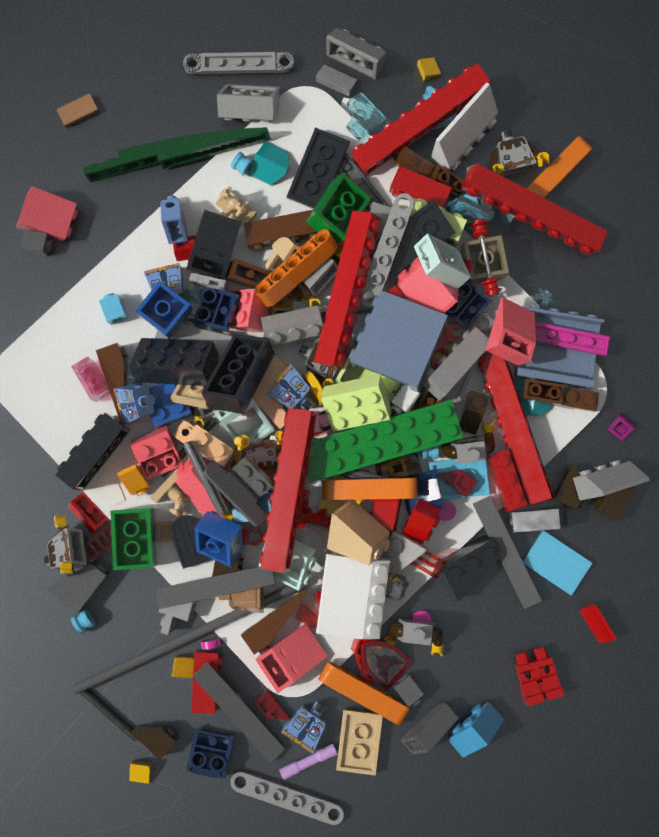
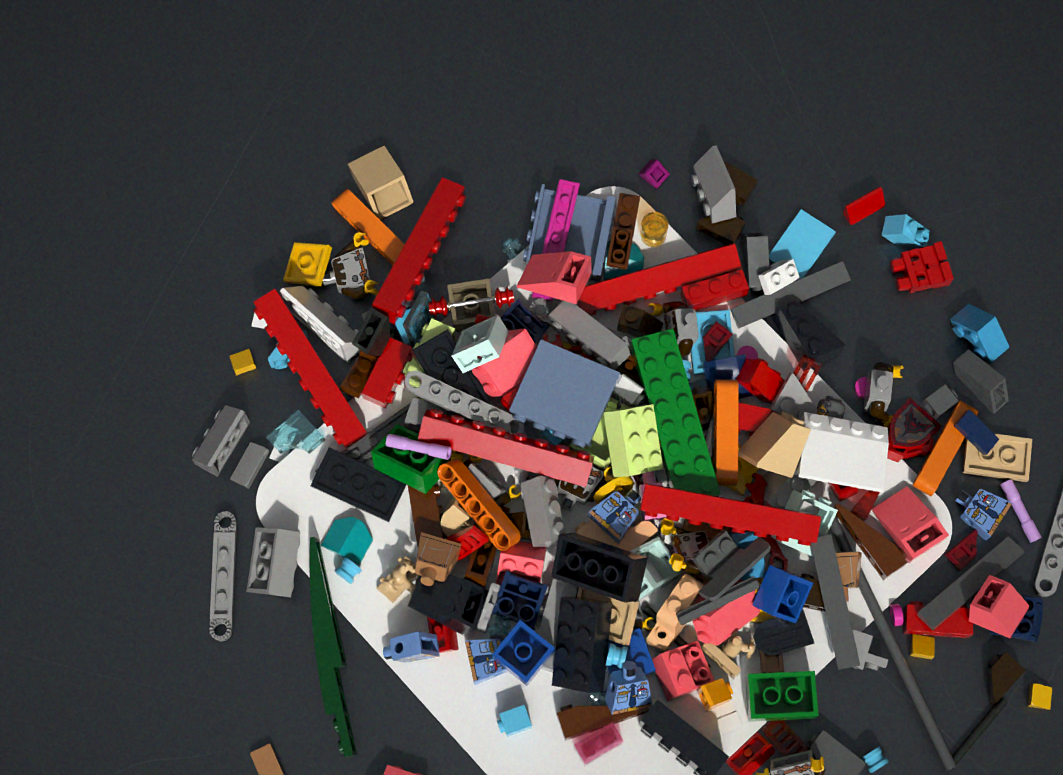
camera: 90 degrees left, 10 degrees down
(162, 390) = (616, 655): none -> medium azure wheel
(212, 737) = (998, 607): none -> coral slope
(246, 231) = (435, 558): none -> medium nougat torso
(263, 257) = (467, 542): none -> red slope
(342, 222) = (405, 443): none -> lavender piece
(378, 722) = (976, 432): none -> dark blue tile
(450, 169) = (373, 333): none -> pearl dark grey slope
(520, 117) = (307, 264): none -> yellow tile
(525, 543) = (779, 276): none -> white plate
(564, 424) = (653, 234): none -> clear yellow wheel
(573, 661) = (905, 231): none -> medium azure slope
(599, 177) = (381, 182): none -> tan slope

